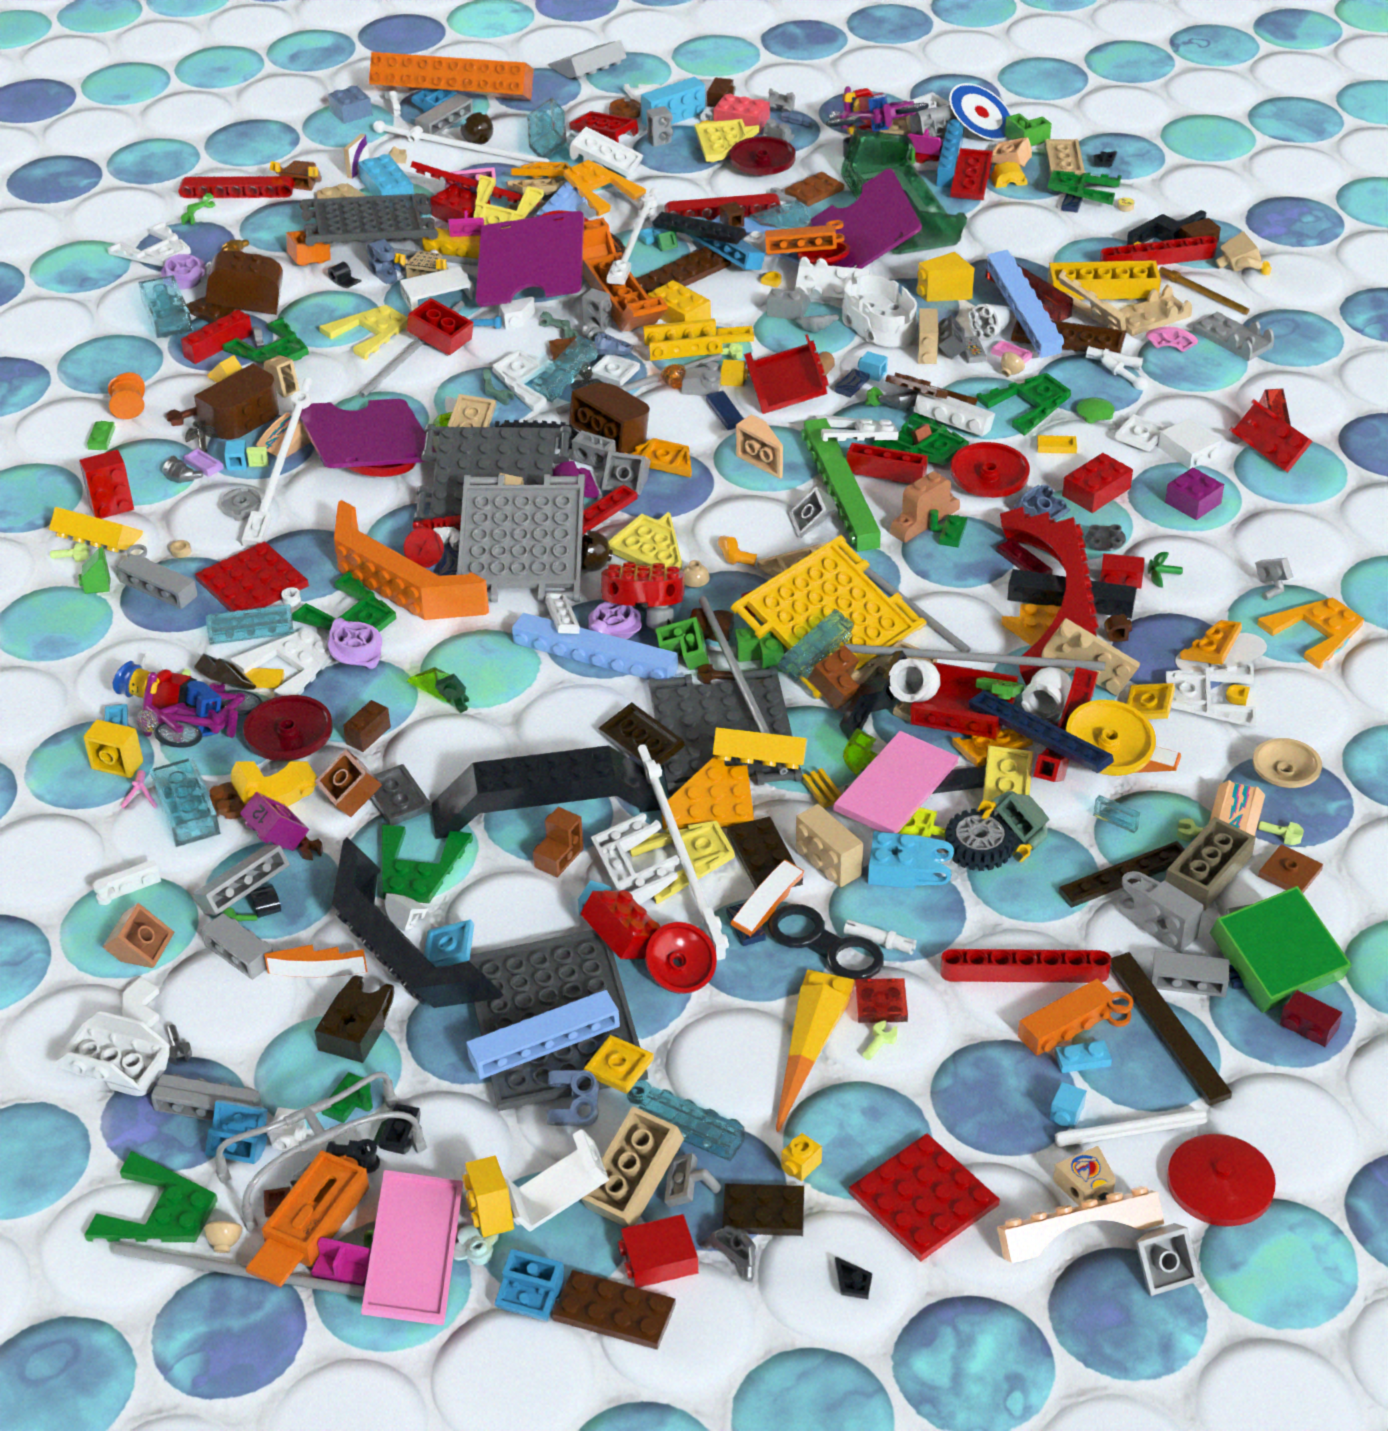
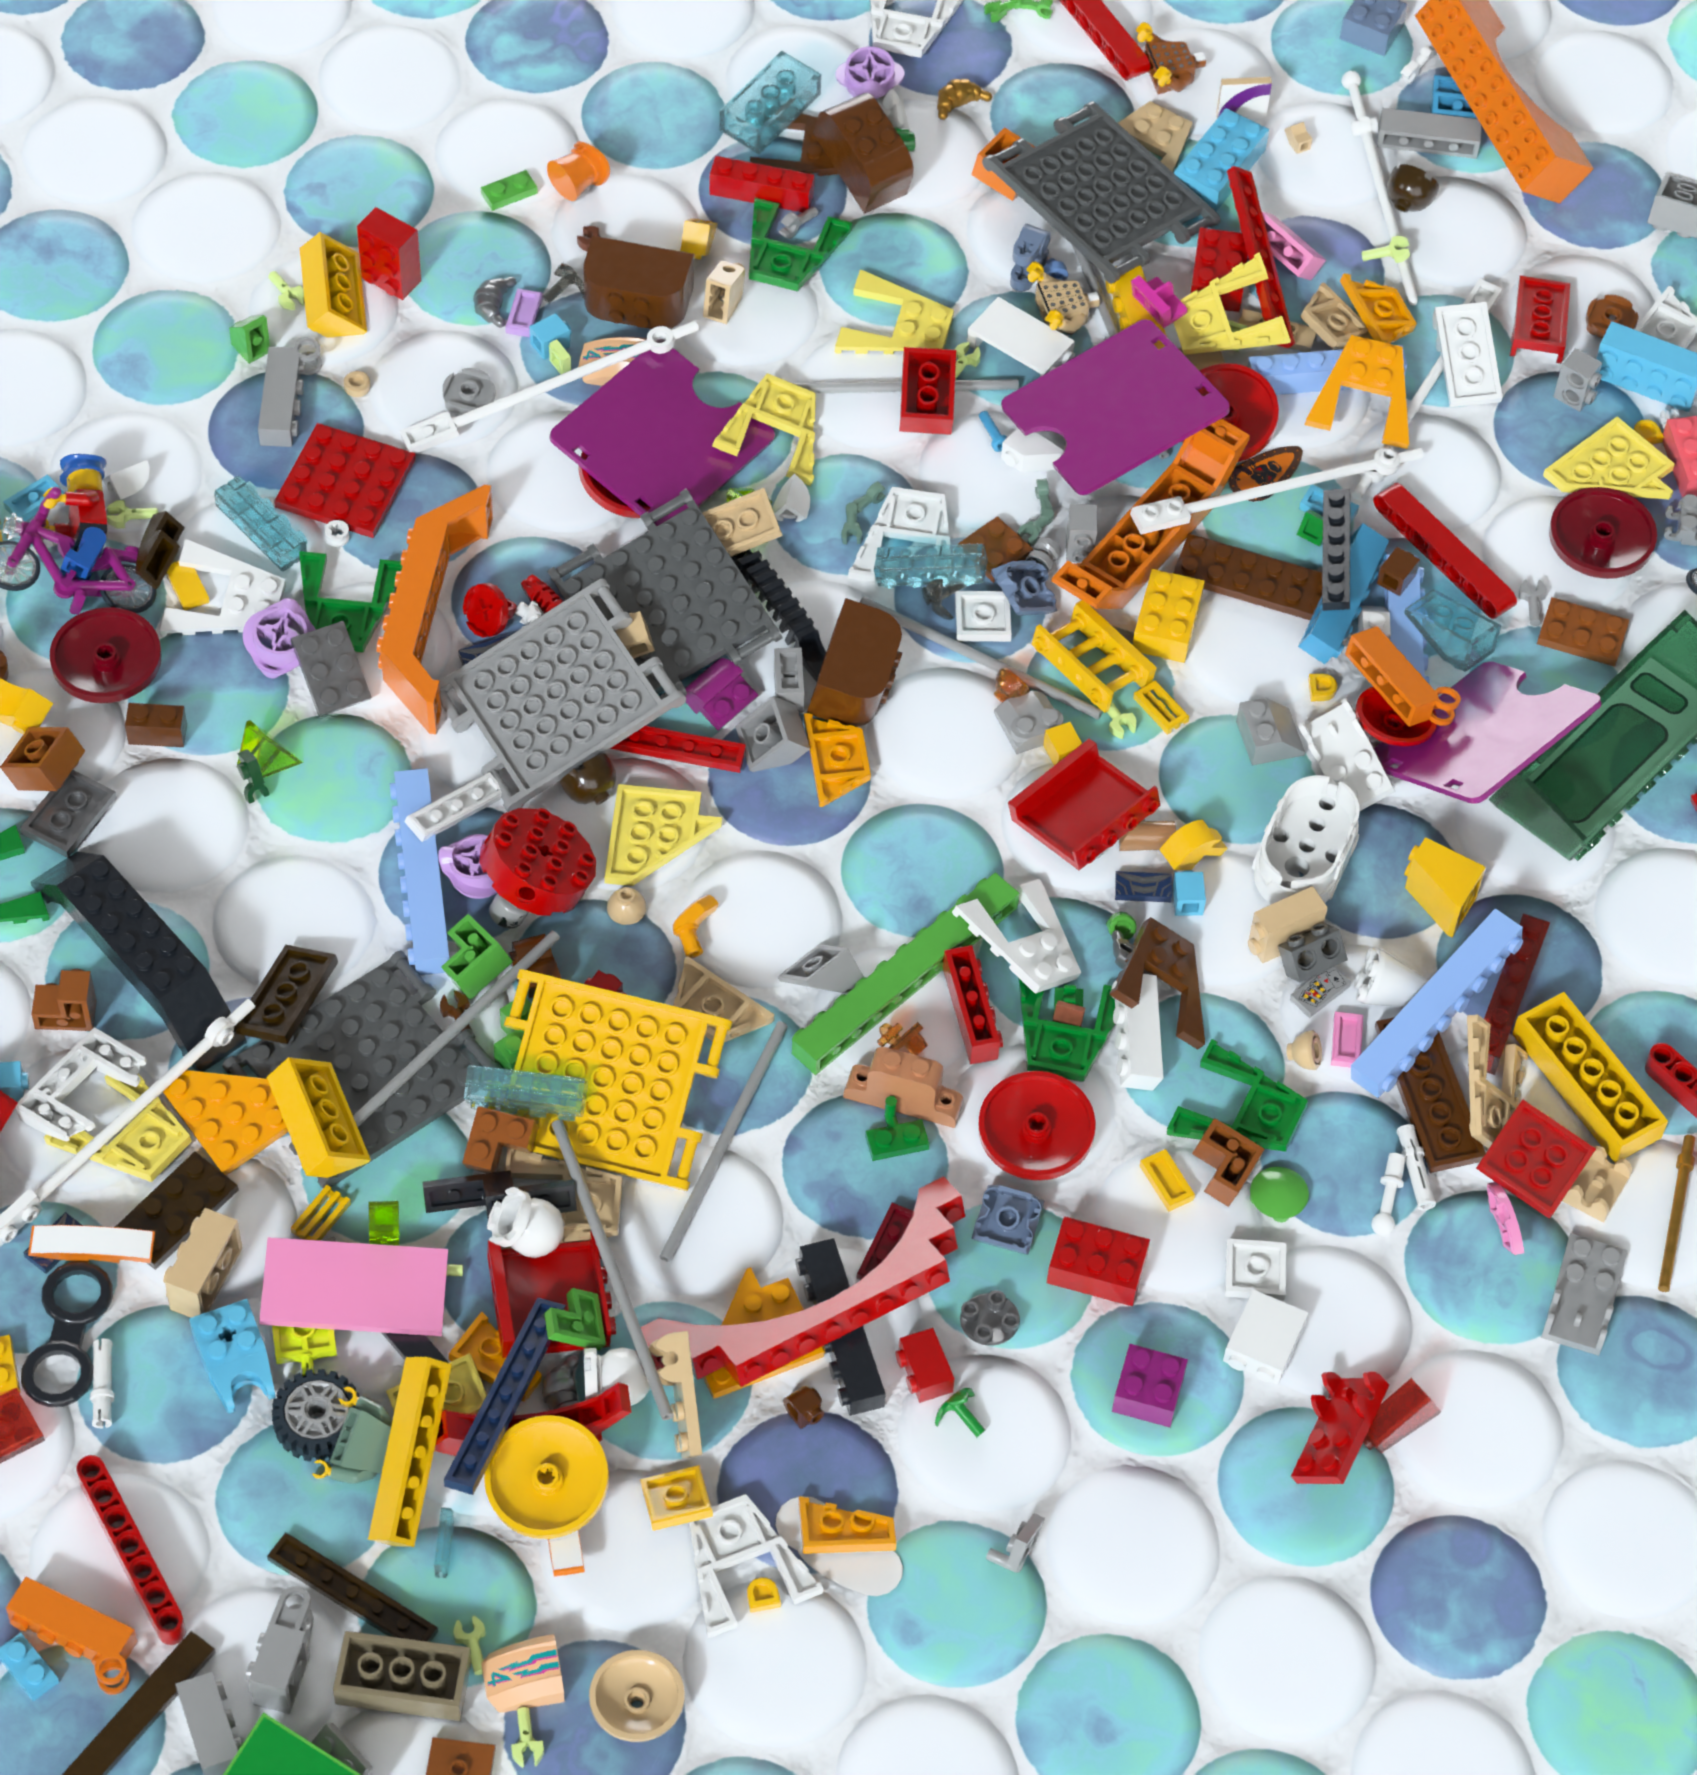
camera: 55 degrees right, 15 degrees up
(341, 275) = (984, 234): black panel -> none
(389, 385) = (782, 407): none -> light yellow wing
(402, 628) = (331, 668): none -> flat silver plate
(509, 152) = (1390, 250): none -> yellowish green bar
(546, 128) = (1468, 261): clear light blue brick -> none
(724, 409) = (985, 776): dark blue tile -> none
(759, 445) = (914, 846): light nougat slope -> none
(816, 323) = (1244, 784): light grey piece -> none
(844, 350) = (1190, 844): none -> yellow brick
(889, 502) = (911, 1039): none -> clear orange hips
(1051, 790) = (409, 1451): none -> yellow brick
(1067, 409) = (1231, 1156): none -> dark orange brick
(1145, 310) = (1535, 1158): none -> red plate
(1327, 617) = (988, 1650): light orange wing -> none

